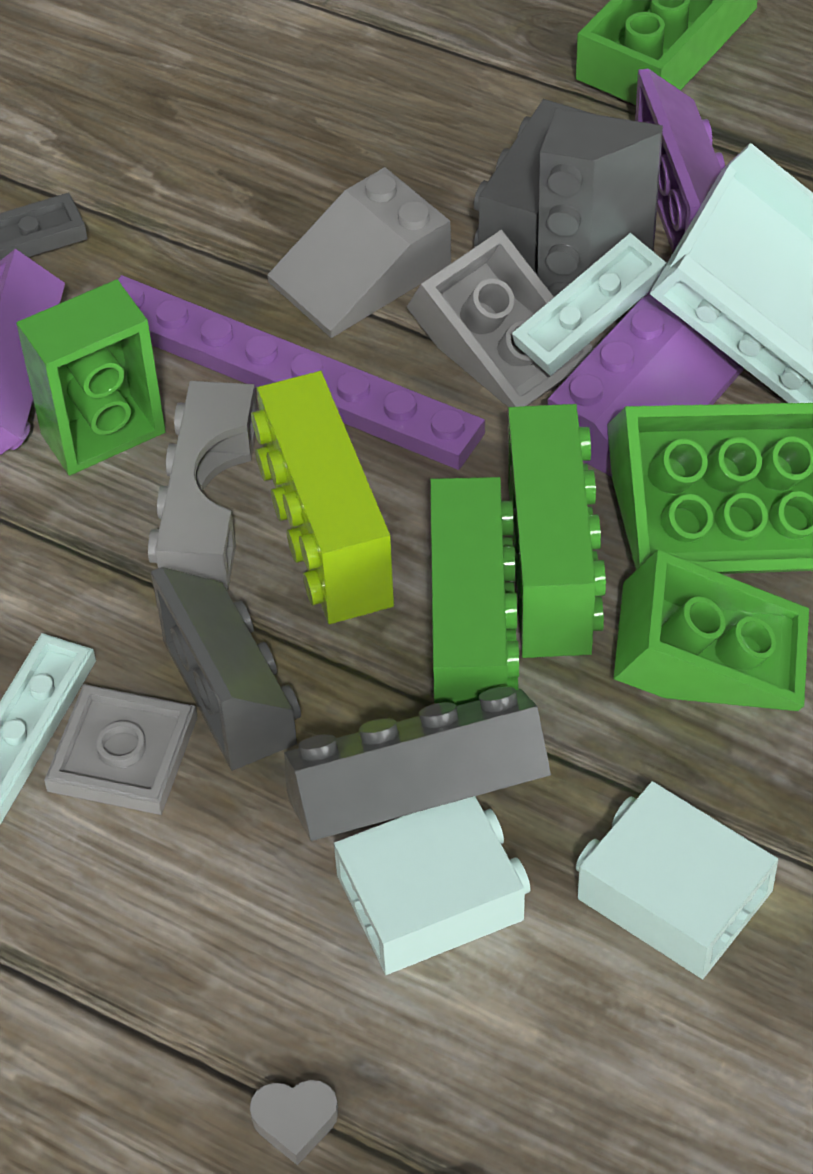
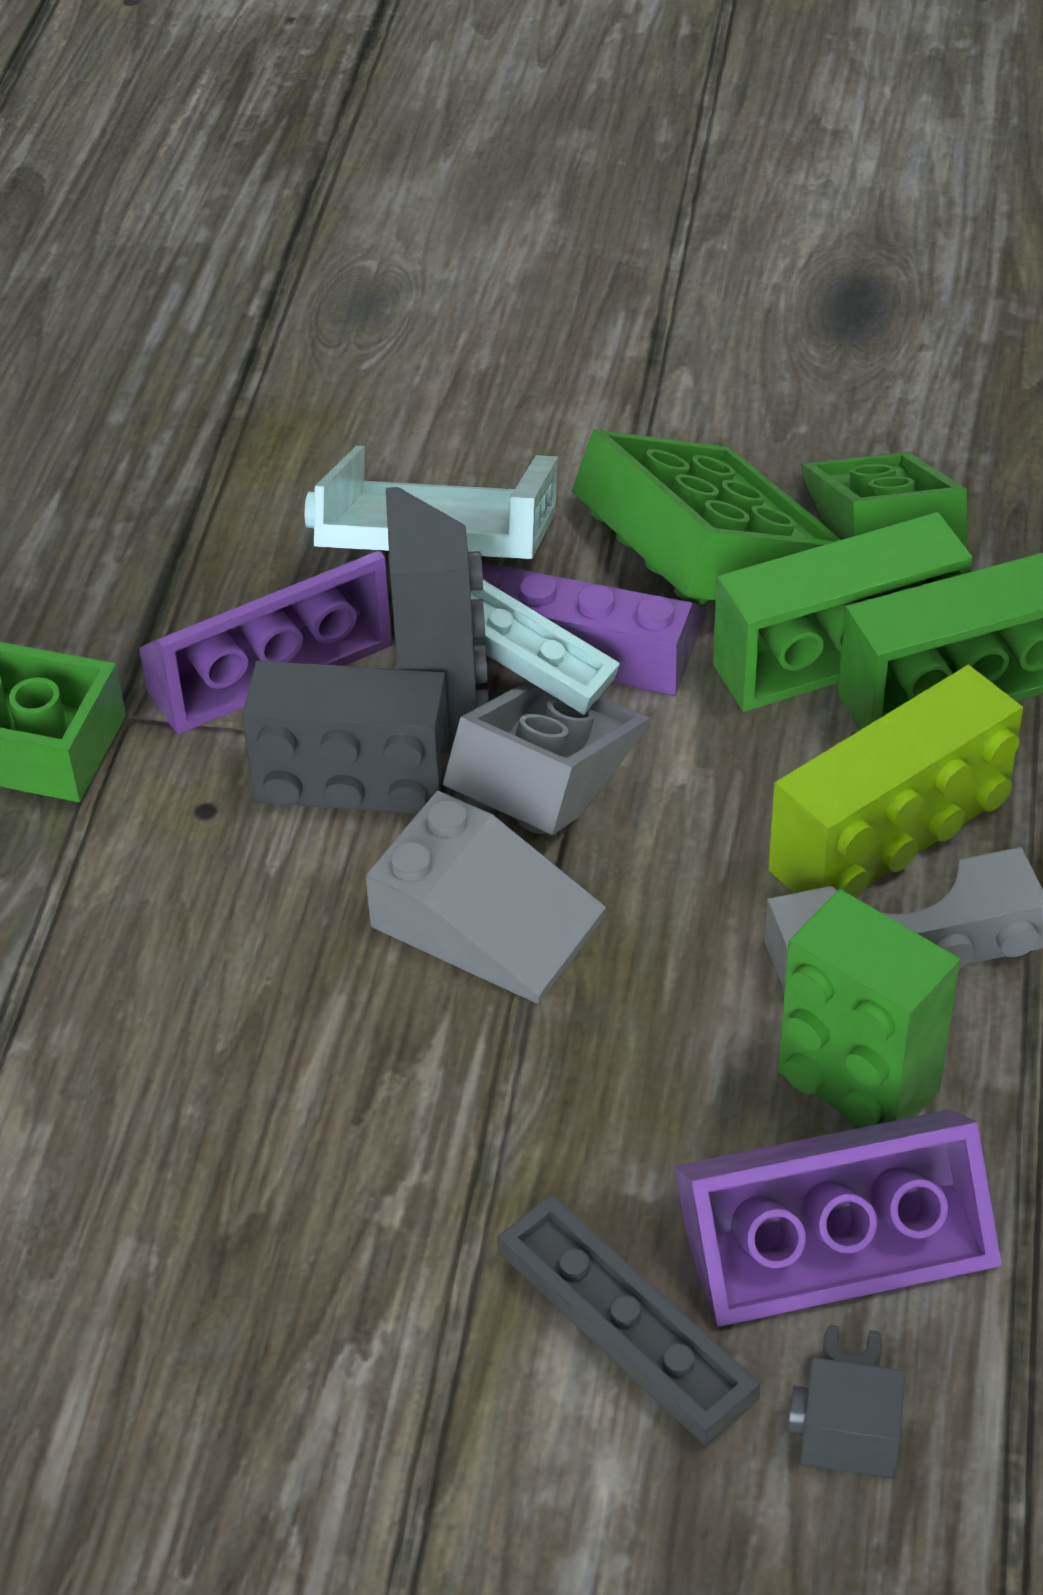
camera: 110 degrees left, 5 degrees down
(263, 359) = (683, 947): medium lavender plate -> none

